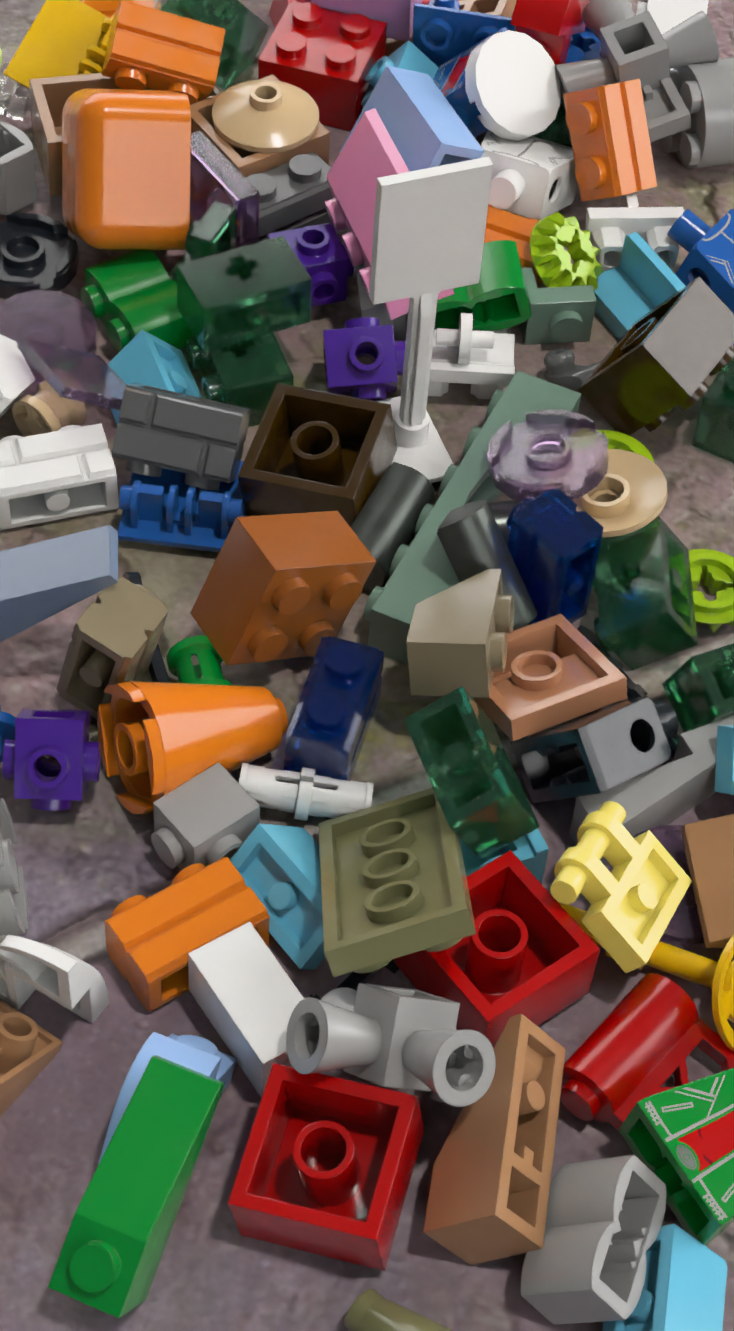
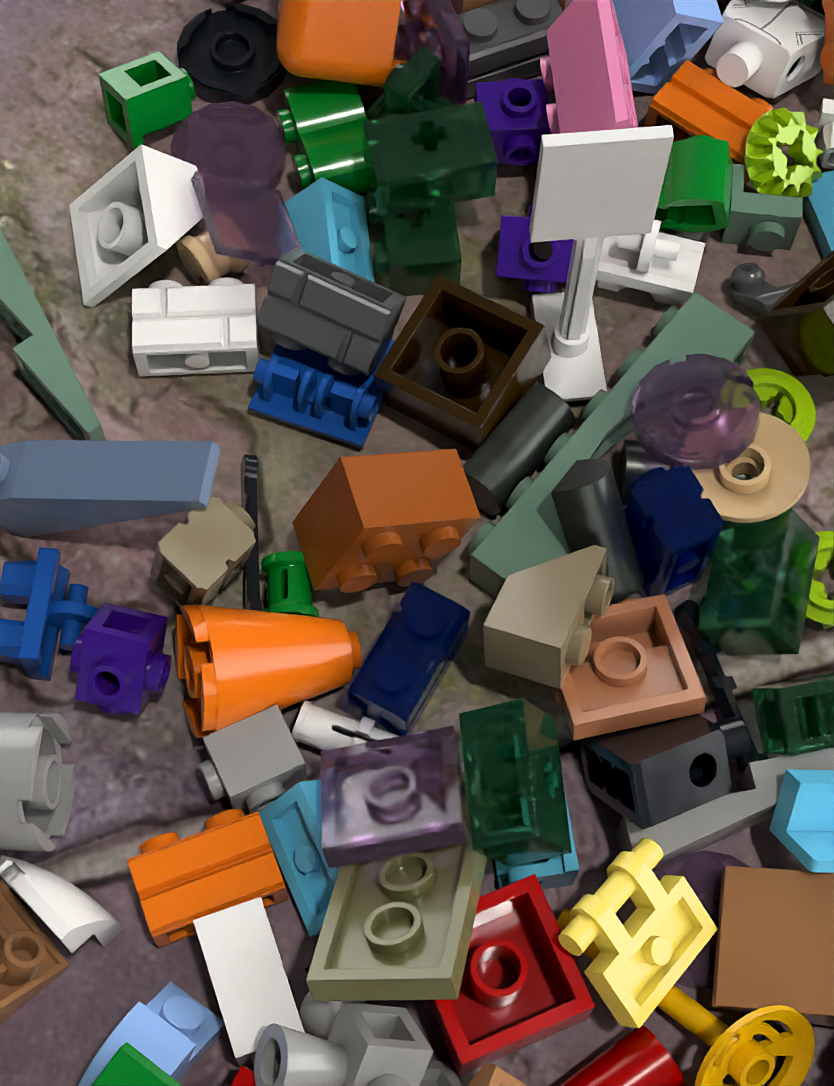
camera: 15 degrees right, 15 degrees up
(356, 812) = (392, 797): none -> clear purple plate

